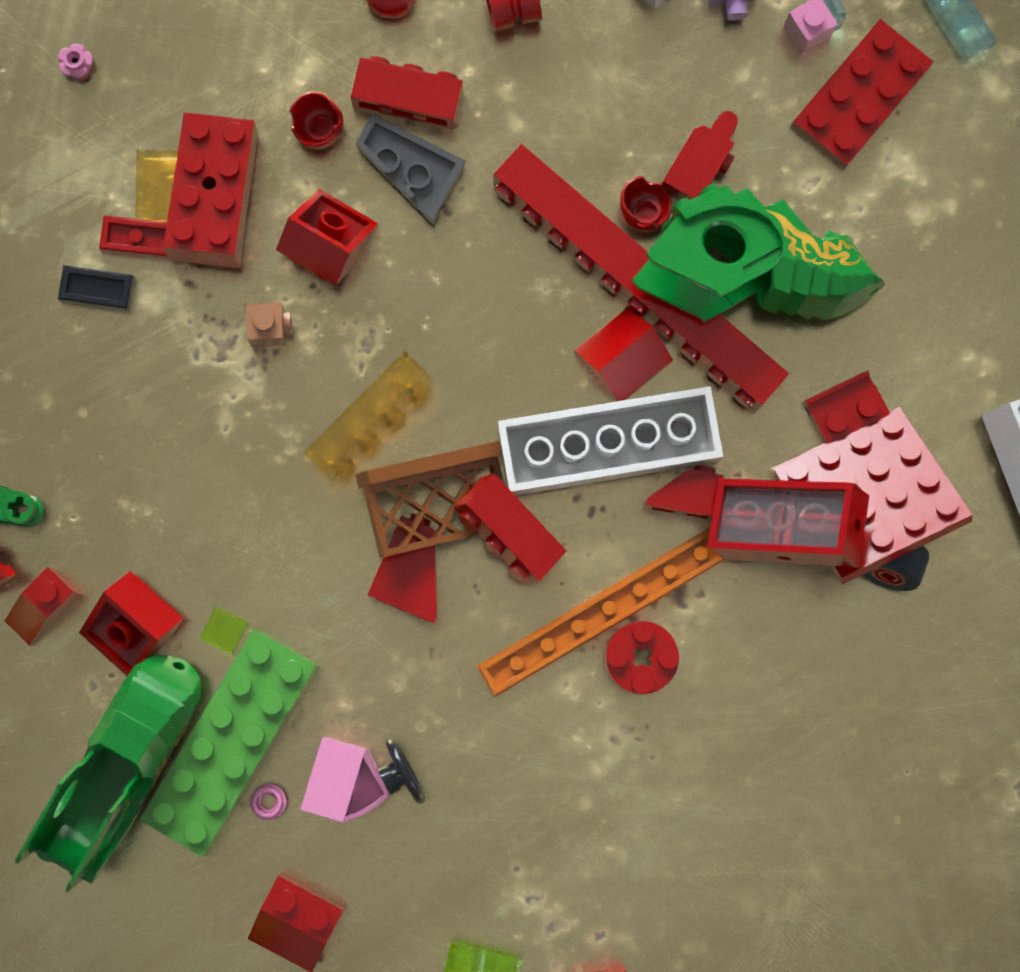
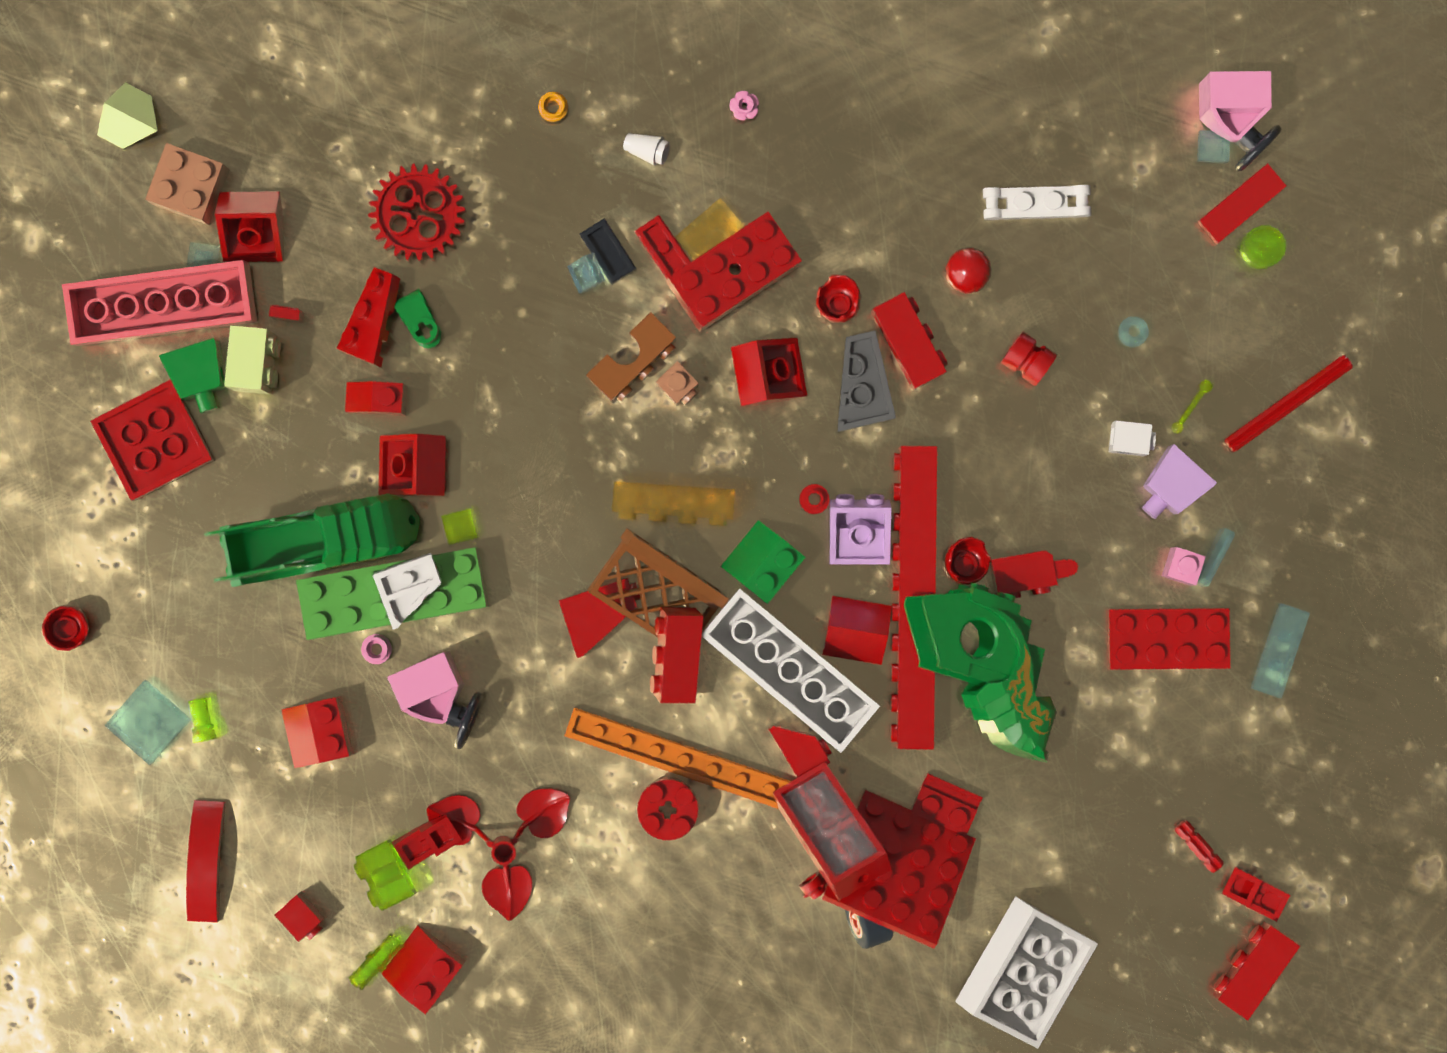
camera: 50 degrees right, 5 degrees up
(36, 174) = (647, 147): none -> white cone
(97, 321) = (586, 273): none -> clear light blue plate
(213, 376) = (615, 379): none -> dark orange arch
(233, 720) = (406, 586): none -> white wing
(474, 304) = (804, 499): none -> red plate
(482, 906) = (426, 840): none -> red slope
(491, 384) = (763, 562): none -> green slope
(537, 275) = (860, 530): none -> lavender plate
(590, 866) = (506, 887): none -> red plant
(821, 587) = (813, 886): none -> red plate

